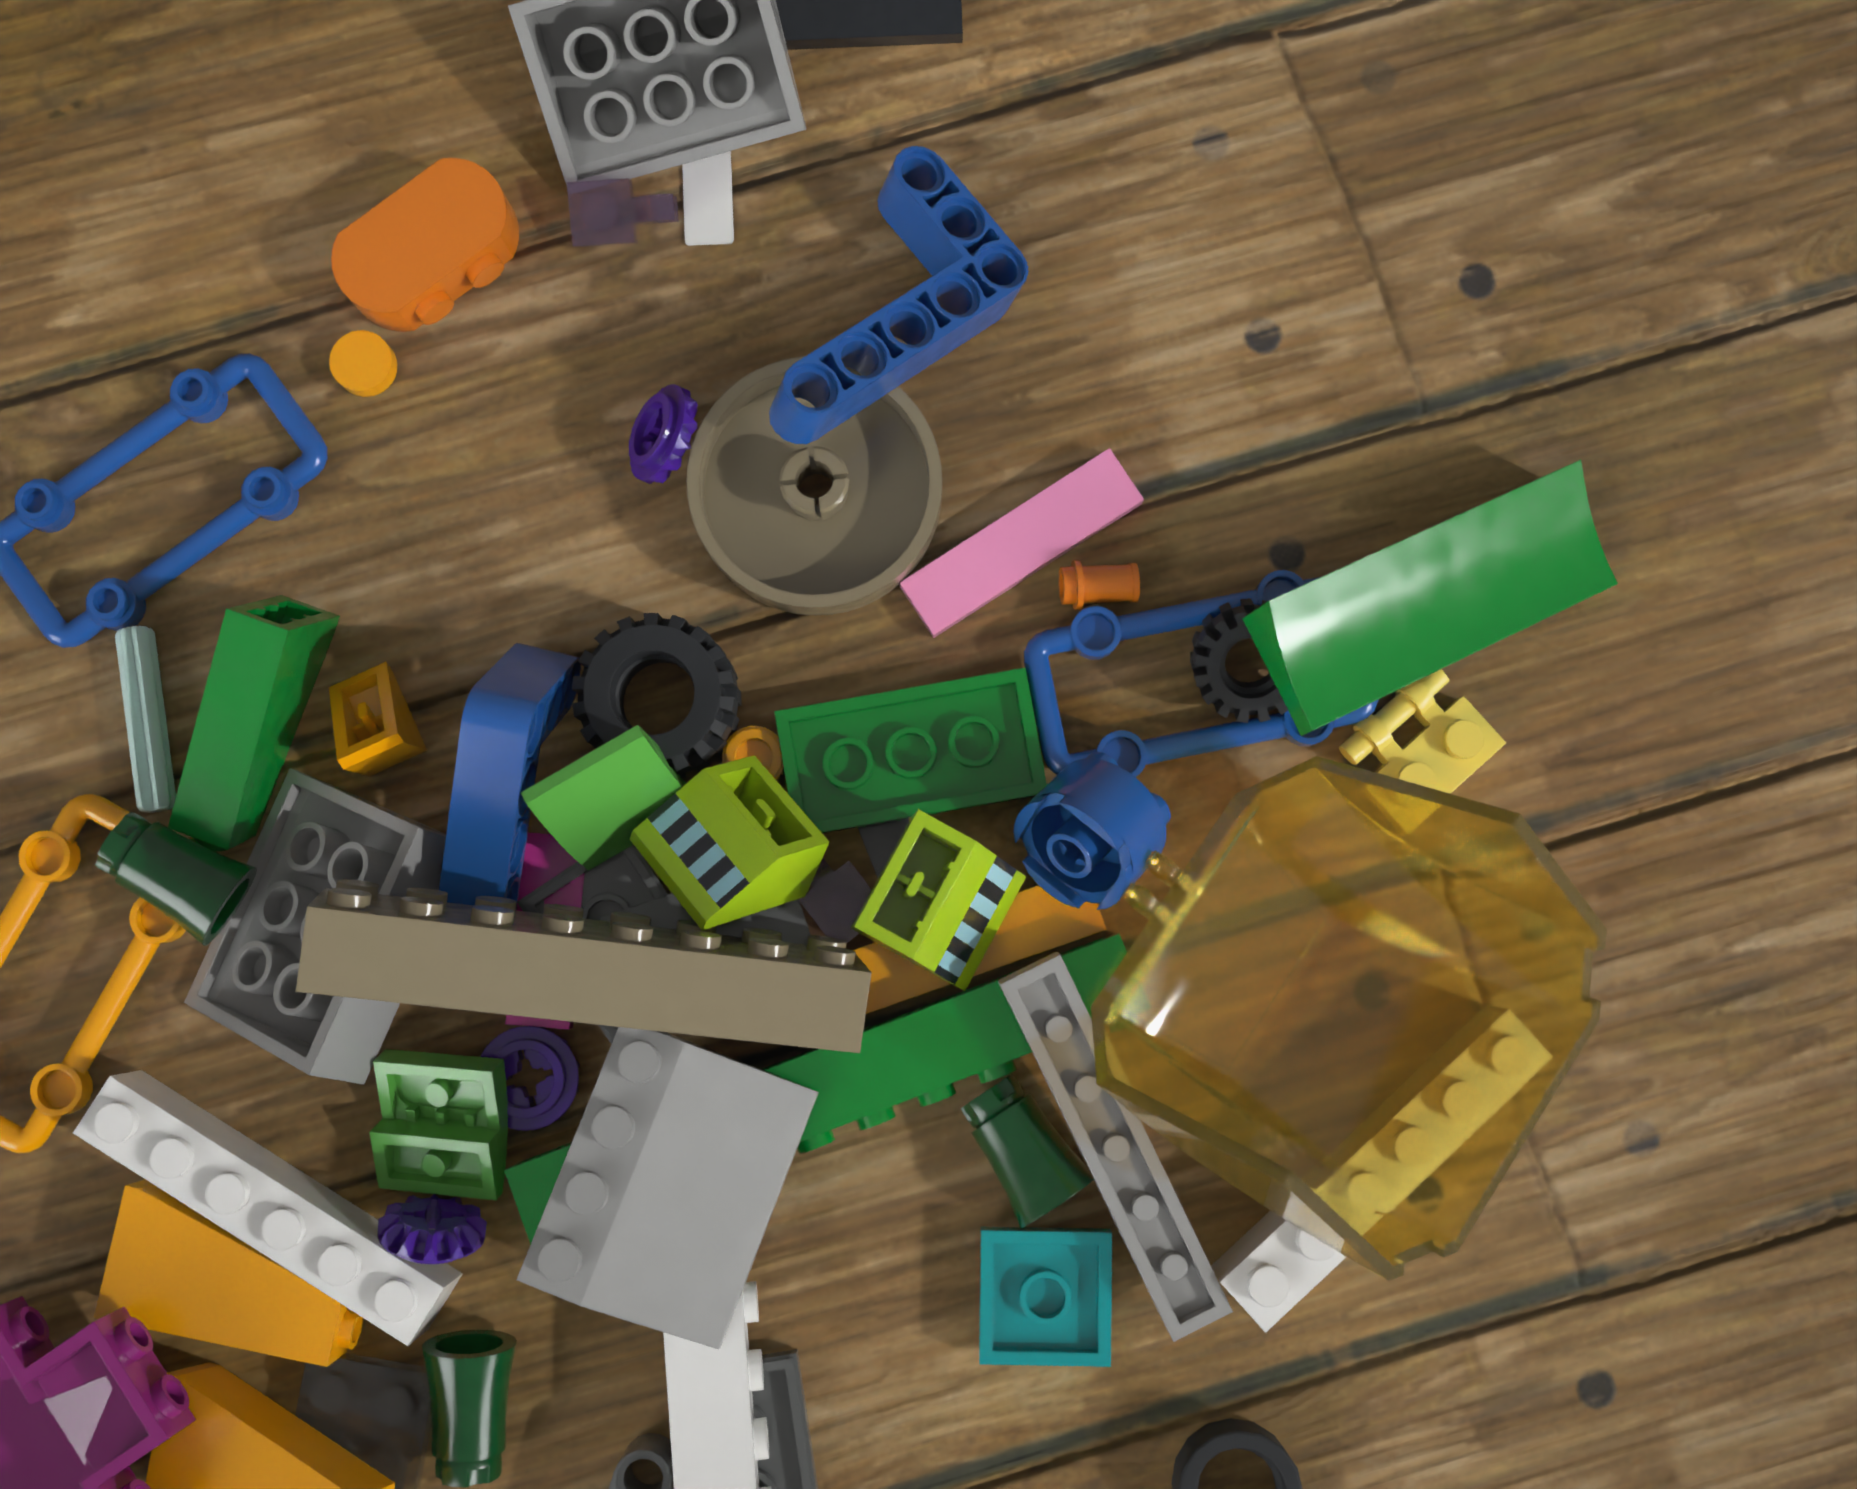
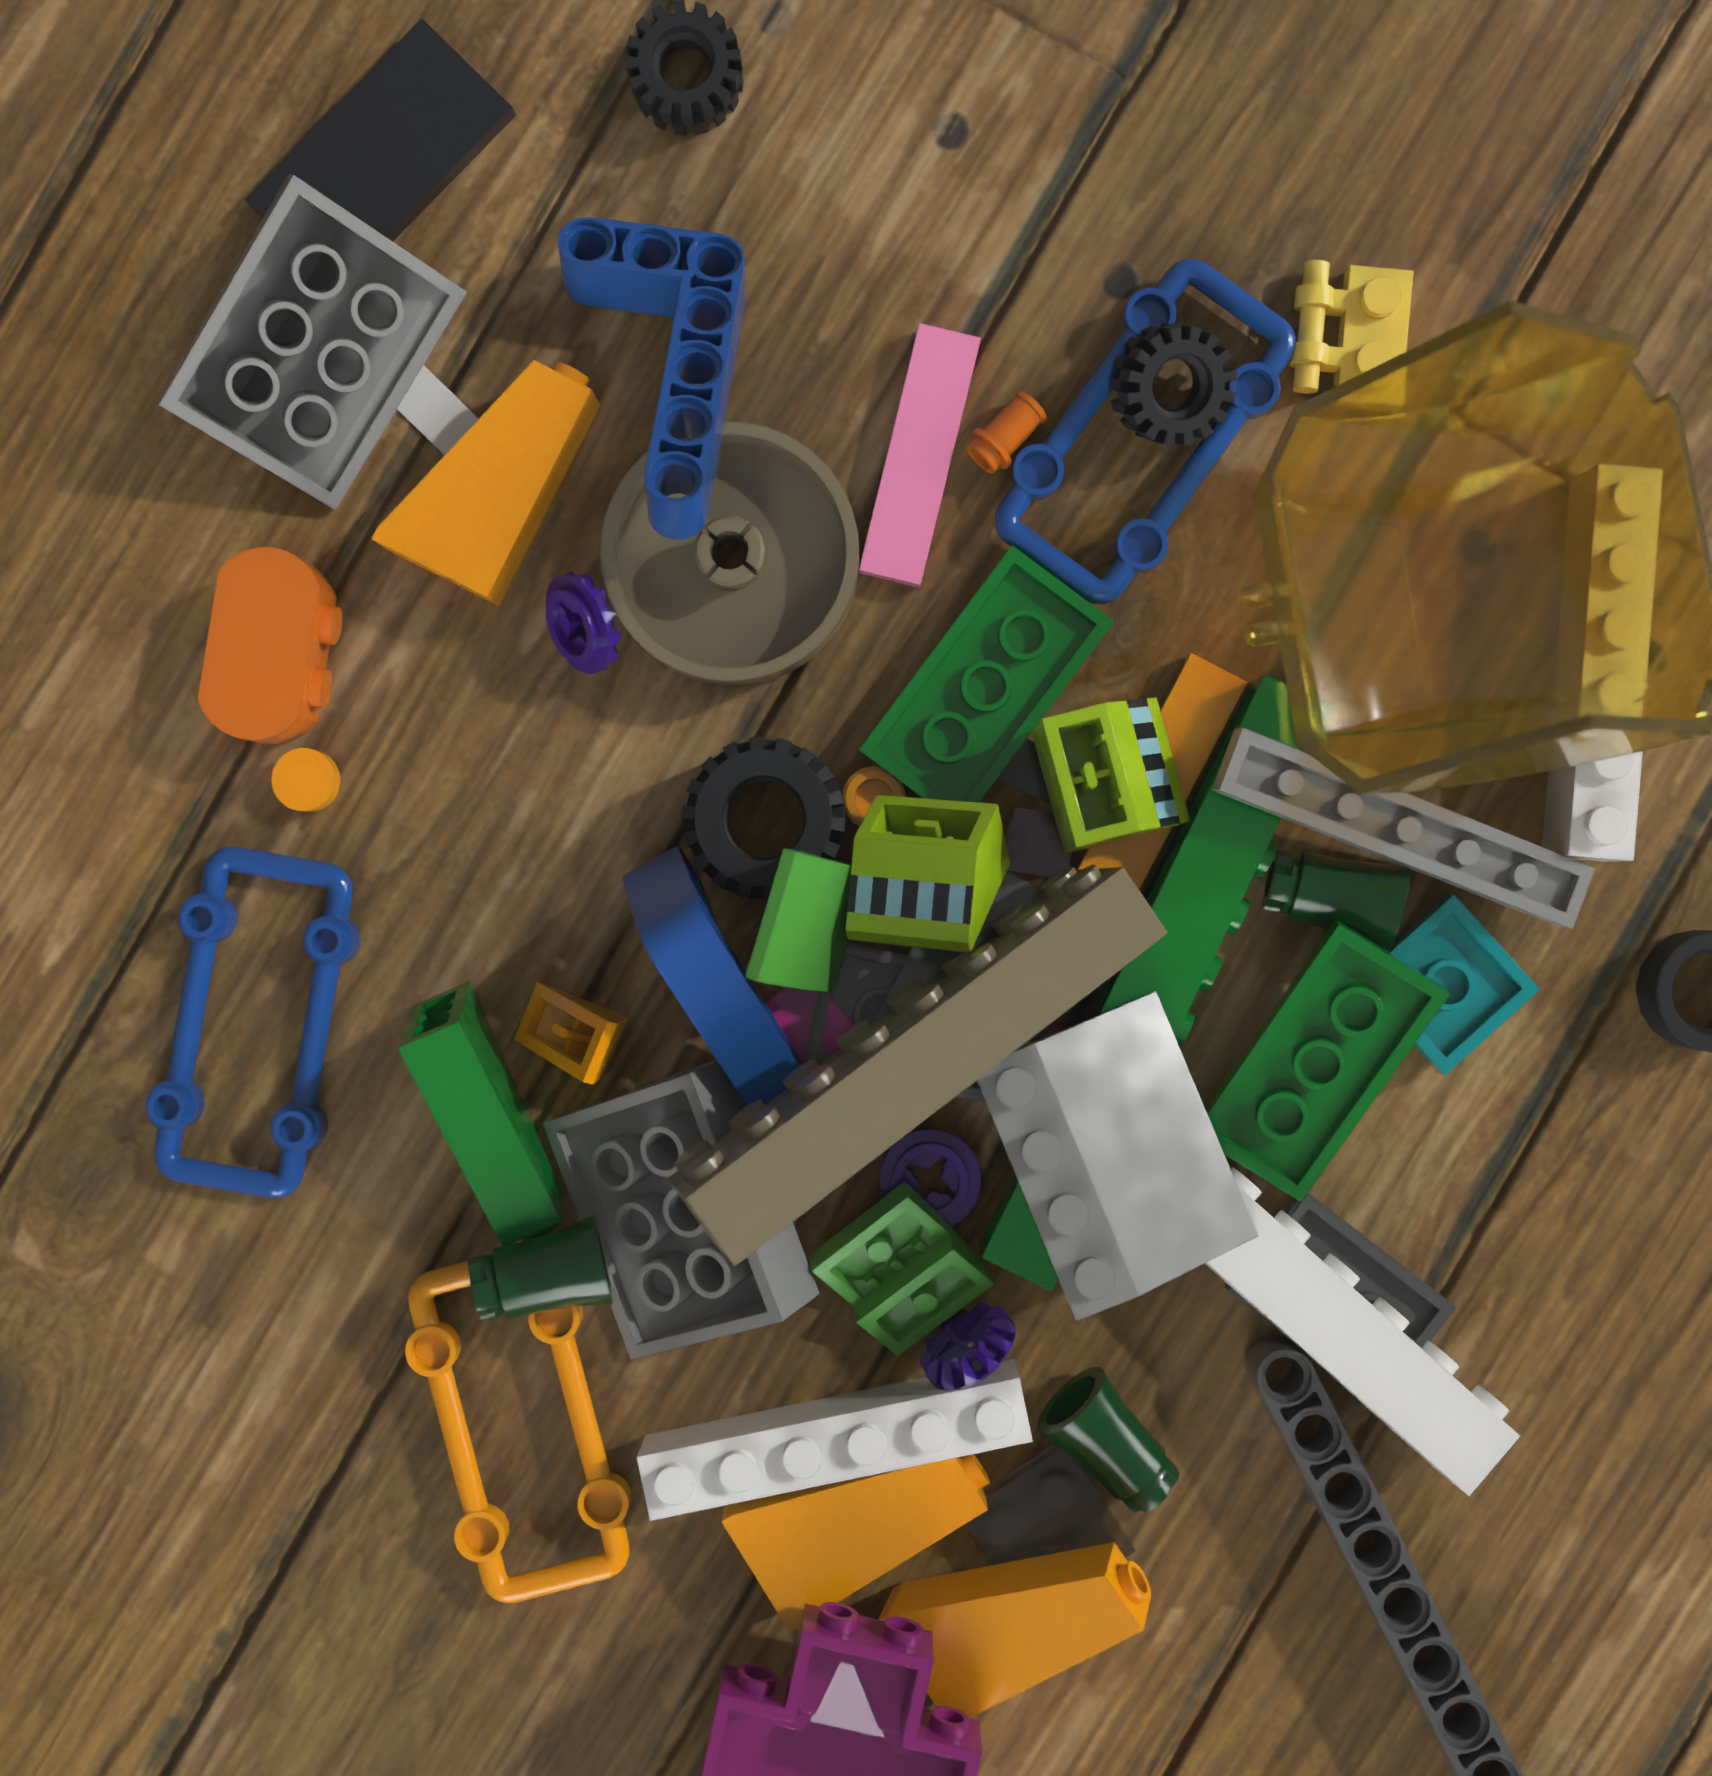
camera: 45 degrees left, 5 degrees up
(145, 719) = (403, 1187): light aqua axle -> none
(608, 212) = (376, 489): plate -> none
(696, 281) = (495, 484): none -> light orange slope
(895, 1262) = (1321, 1059): none -> green plate
(1091, 832) = (1178, 618): blue brick -> none
(1117, 84) = (677, 32): none -> black tyre
(1431, 599) = (1269, 211): green arch -> none

